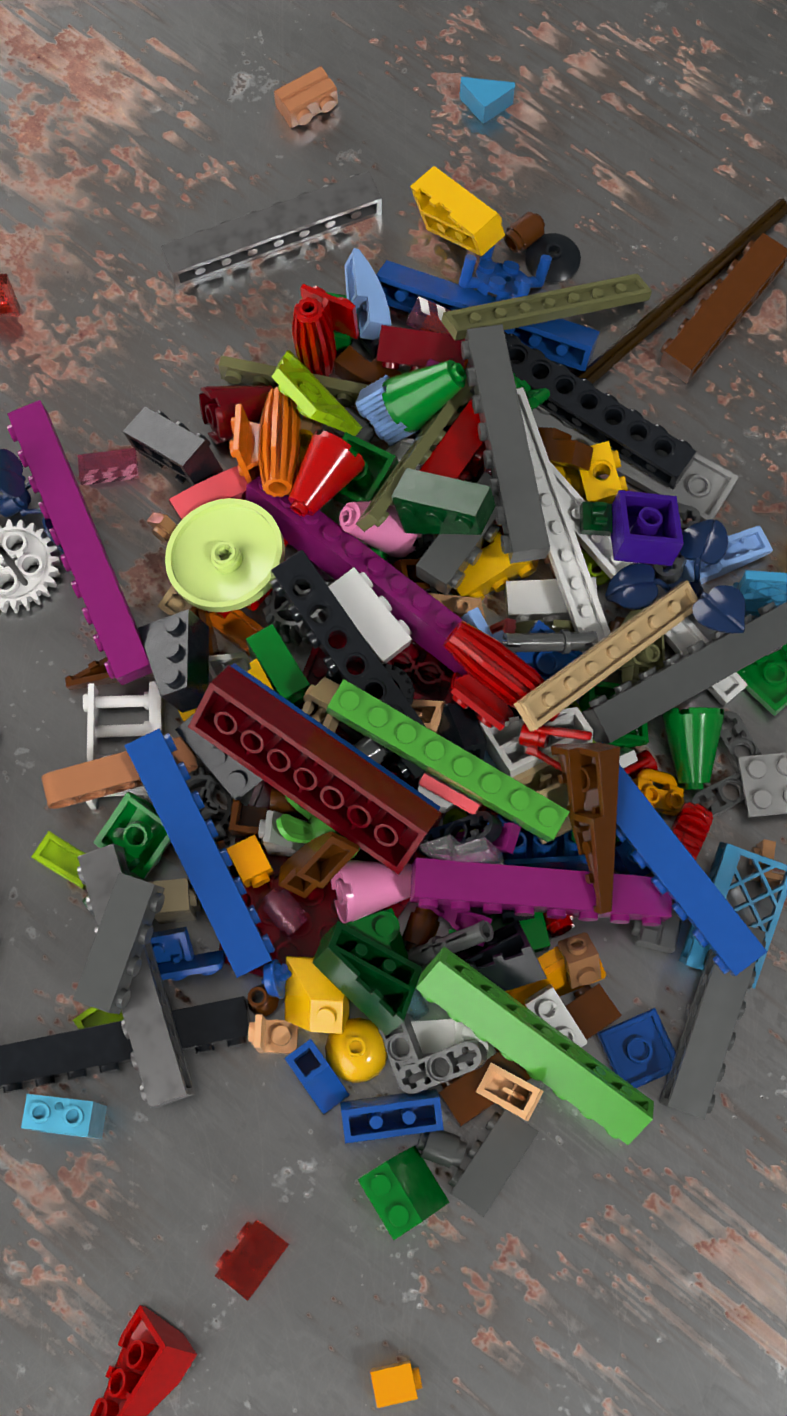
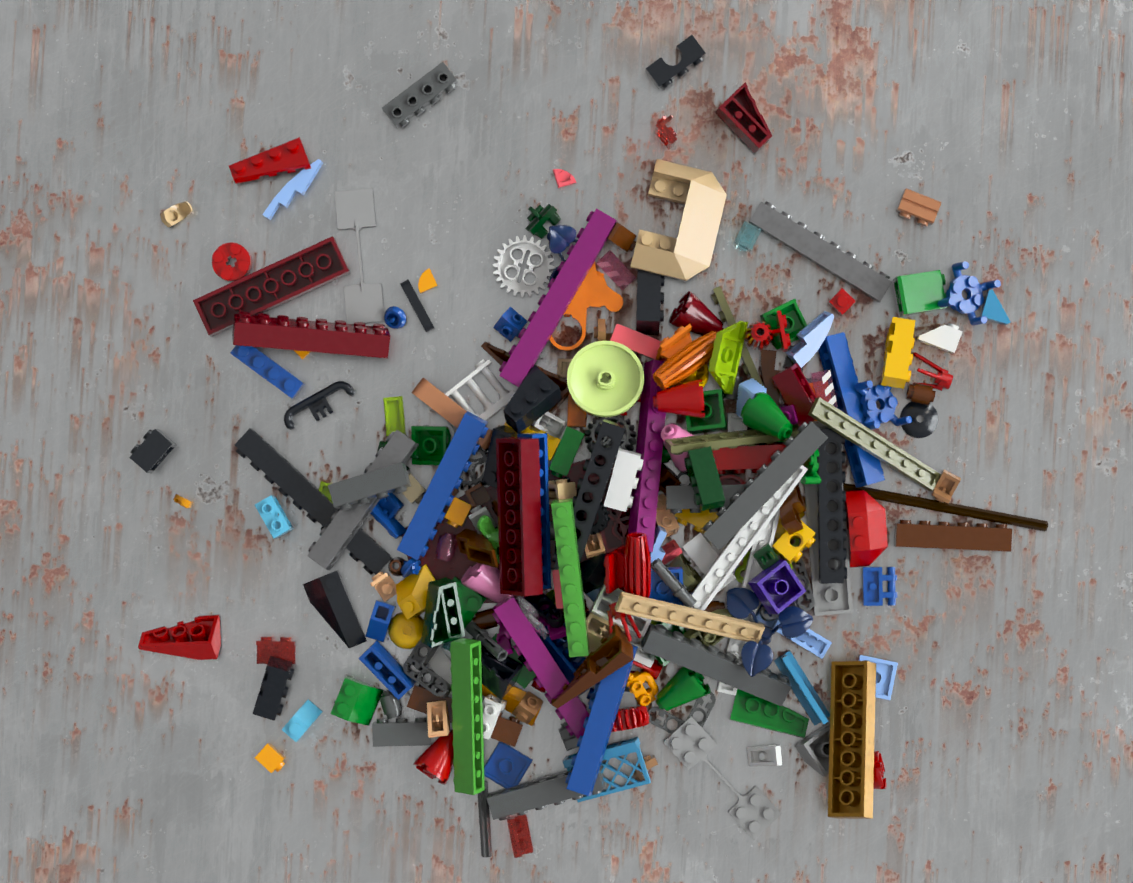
camera: 50 degrees right, 15 degrees up
(53, 204) = (744, 119): none -> dark red wedge
(68, 629) = (510, 324): none -> blue brick
(73, 427) = (622, 238): none -> reddish brown slope
(113, 509) = (594, 294): none -> orange animal
(148, 352) = (698, 228): none -> tan slope
(189, 292) = (747, 237): none -> clear light blue brick
(244, 1125) = (334, 605): none -> black wedge
(299, 1302) = (273, 688): none -> black wedge
(346, 238) = (841, 302): none -> red brick
(374, 1295) = (302, 720): none -> medium azure slope
(403, 155) = (919, 292): none -> slope
(446, 110) = (974, 293): none -> plate
(480, 166) = (943, 338): none -> white slope
(523, 200) = (942, 379): none -> red plant
(565, 1136) = (437, 759): none -> red cone
(646, 388) = (864, 528): none -> red wedge
(657, 274) = (946, 486): none -> medium nougat bracket
(700, 1139) = (484, 821): none -> dark grey axle
(722, 434) = (873, 586): none -> blue plate
(750, 1101) = (520, 835): none -> clear red bracket

